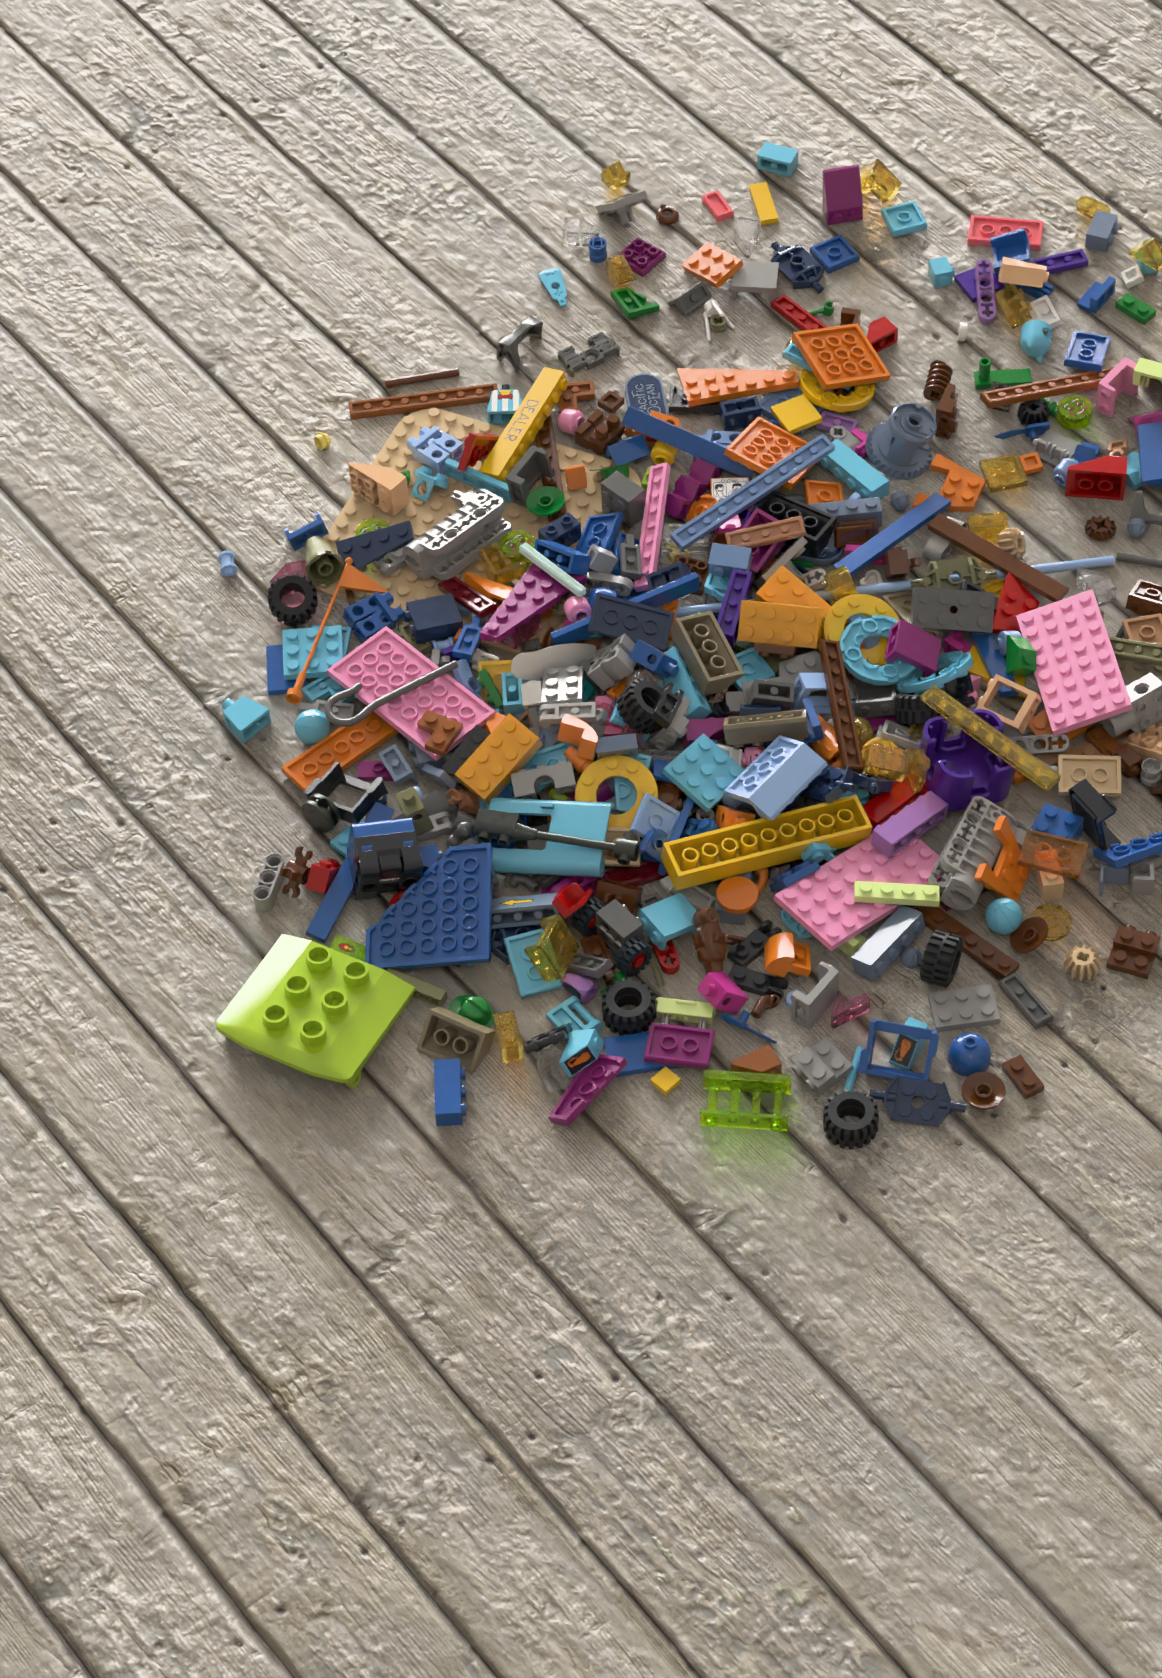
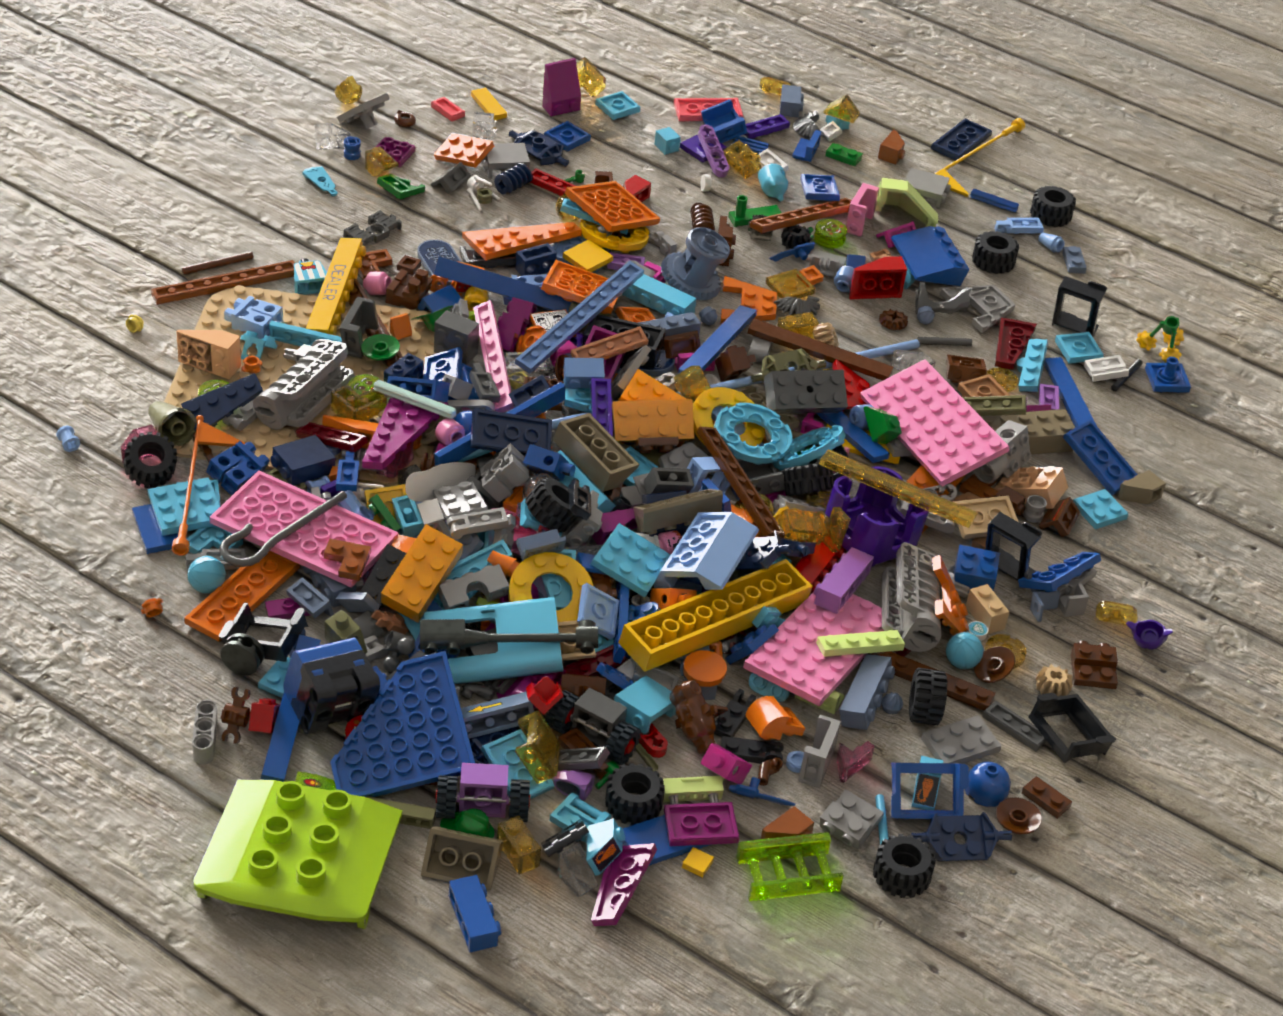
camera: 25 degrees left, 10 degrees down
(245, 717) = (129, 576): medium azure torso -> none
(256, 752) = (152, 607): none -> orange plate
(300, 536) = (140, 406): blue hinge -> none
(418, 503) = (251, 364): none -> orange plate
(476, 448) = (300, 309): red wing -> none
(491, 980) = (483, 789): none -> brick
(508, 345) = (297, 226): dark grey animal -> none
(580, 734) = (499, 538): orange brick -> none
(640, 468) = (461, 308): none -> light grey plate
(648, 845) = (608, 632): blue brick -> none
(651, 888) = (613, 675): none -> blue tile
(753, 305) = (513, 179): none -> dark blue piece
(777, 159) = (489, 70): medium azure brick -> none
(886, 404) = (666, 243): none -> light grey plate
(913, 647) = (785, 423): magenta panel -> none
(1001, 500) = (797, 305): none -> dark grey hair
(1022, 273) = (742, 131): light nougat slope -> none
(1026, 711) = (895, 449): light nougat window -> none
(1031, 896) = (978, 629): none -> tile
(1053, 854) = (990, 586): clear orange tile -> none
(1064, 987) = (1097, 736): none -> black piece
(1106, 265) = (805, 125): none -> dark grey hair

